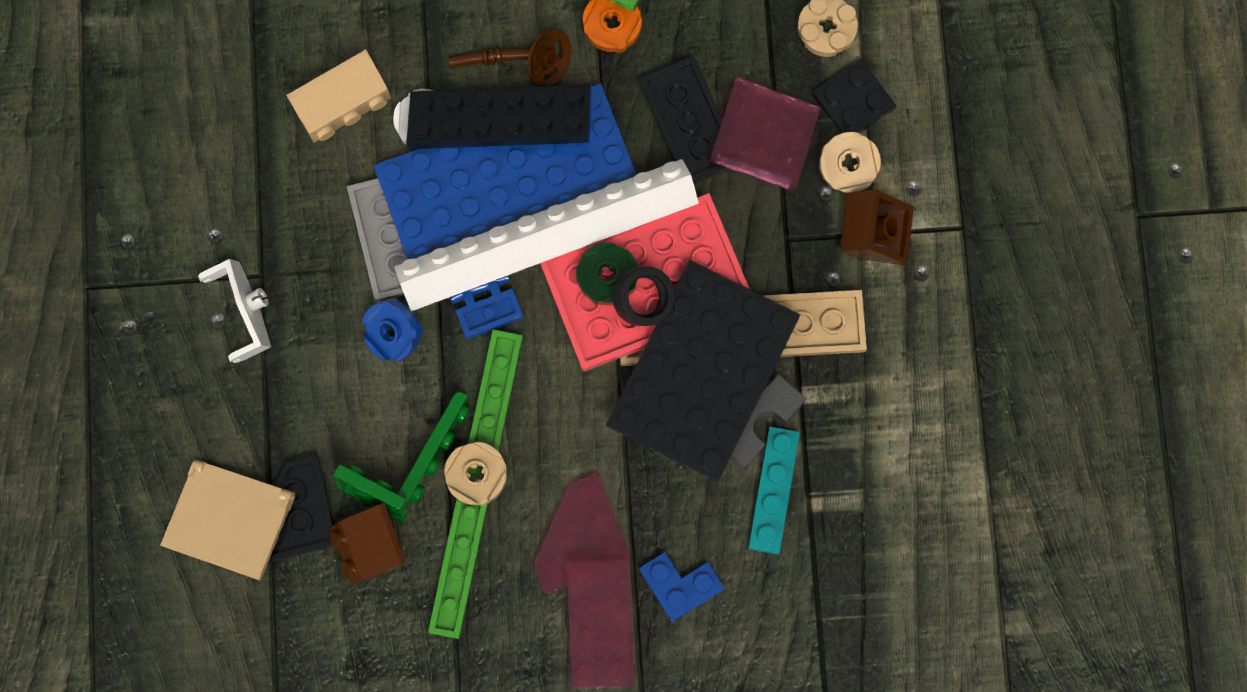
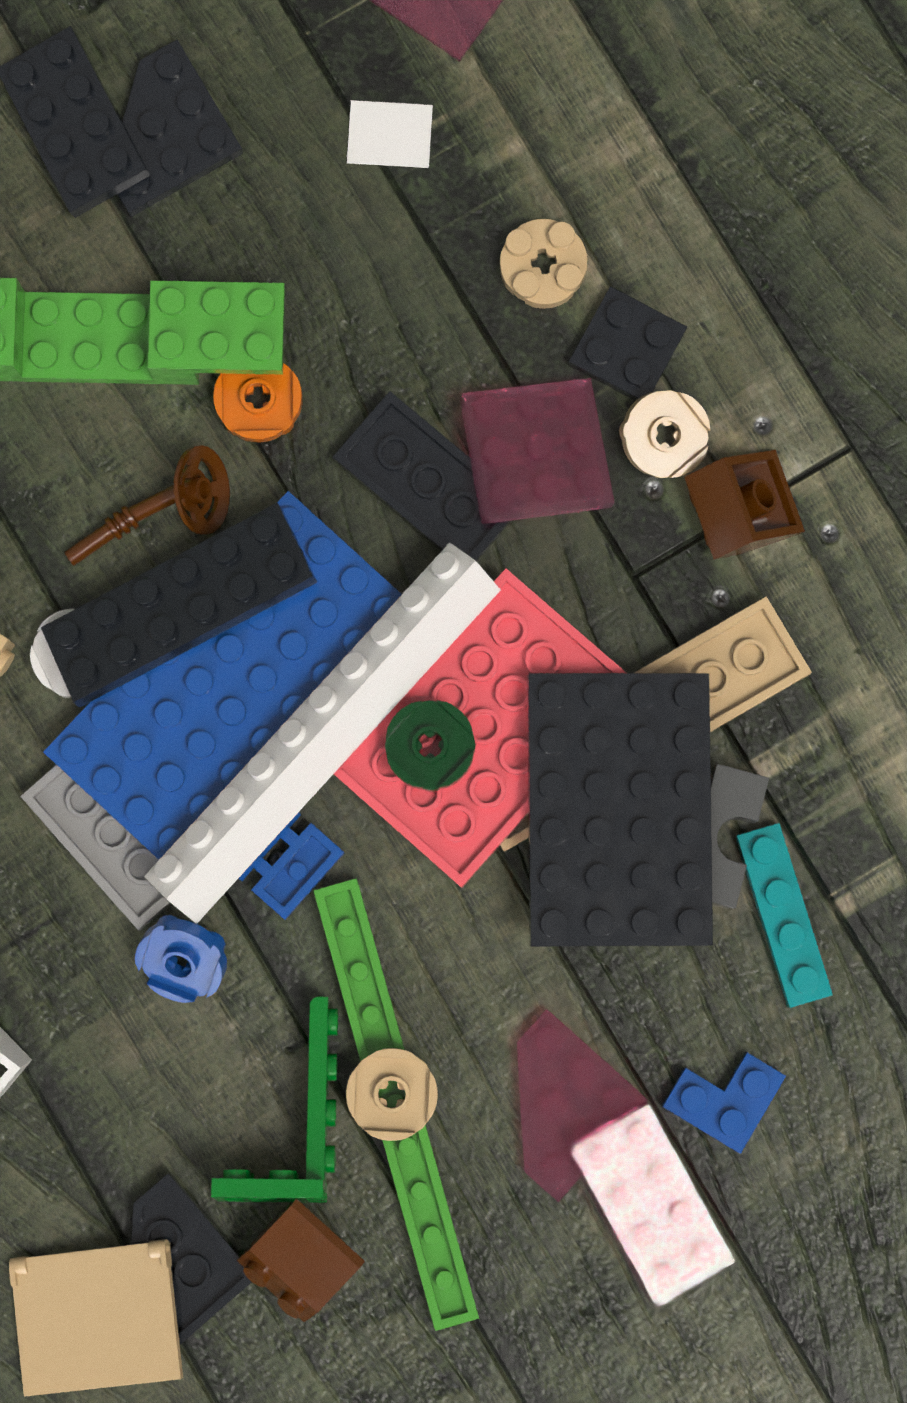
camera: 30 degrees left, 5 degrees up
(665, 291) = (526, 749): black tyre -> none

